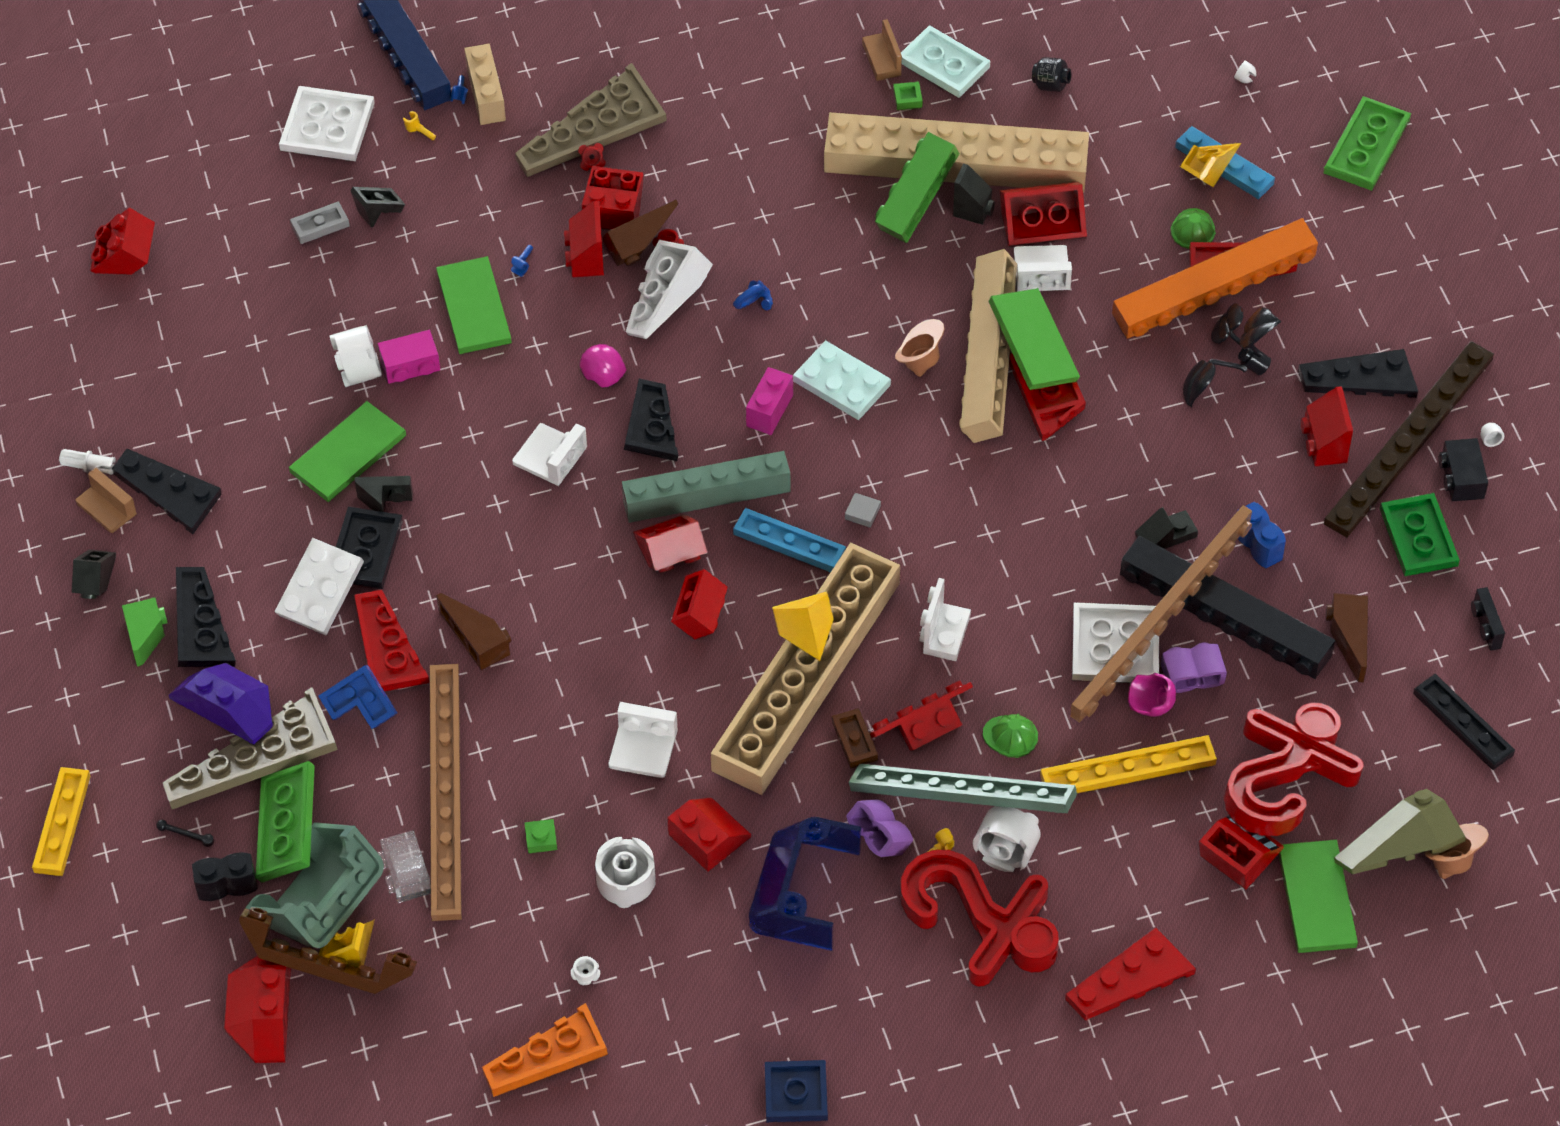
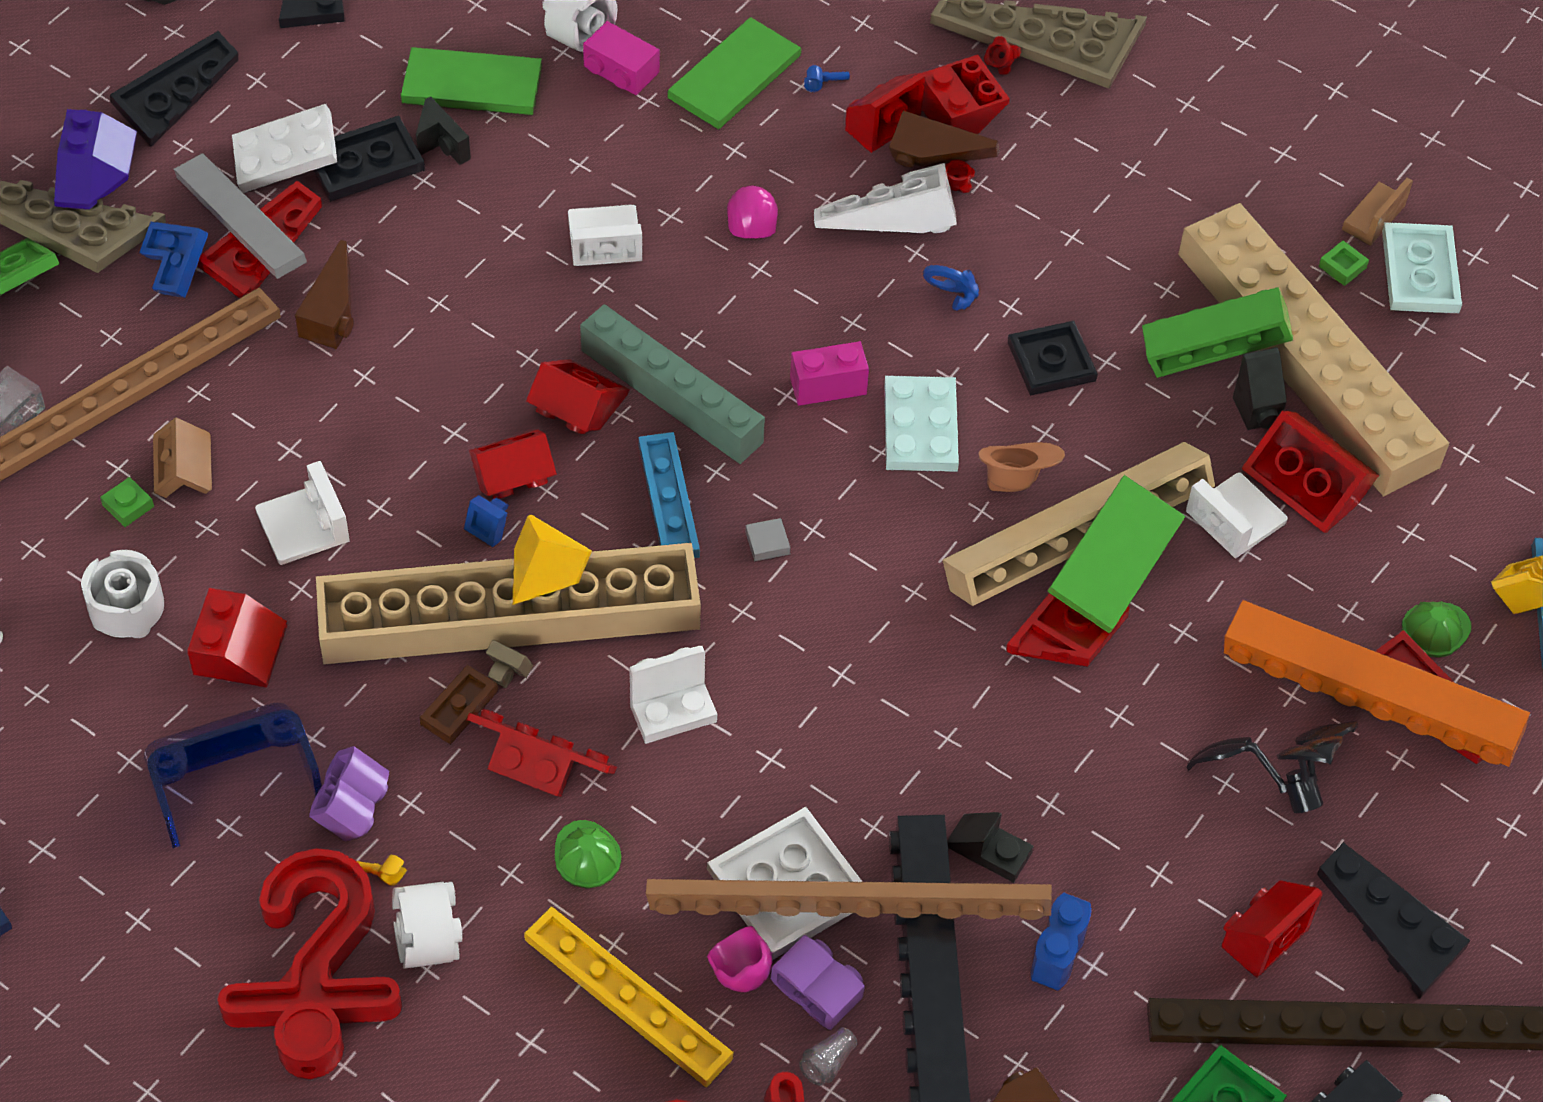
camera: 50 degrees right, 0 degrees up
(144, 627) = (130, 51): bright green slope -> none
(359, 641) = (240, 216): none -> light grey tile
(532, 787) = (181, 458): none -> medium nougat panel
(650, 422) = (716, 292): black wing -> none
(728, 645) = (486, 519): none -> blue tile
(846, 694) = (506, 663): none -> dark tan tile
(849, 284) = (1052, 358): none -> black tile
(963, 788) = (445, 840): sand green plate -> none
(1051, 74) = (1502, 369): black head -> none
(1244, 692) = (827, 1057): none -> clear cone

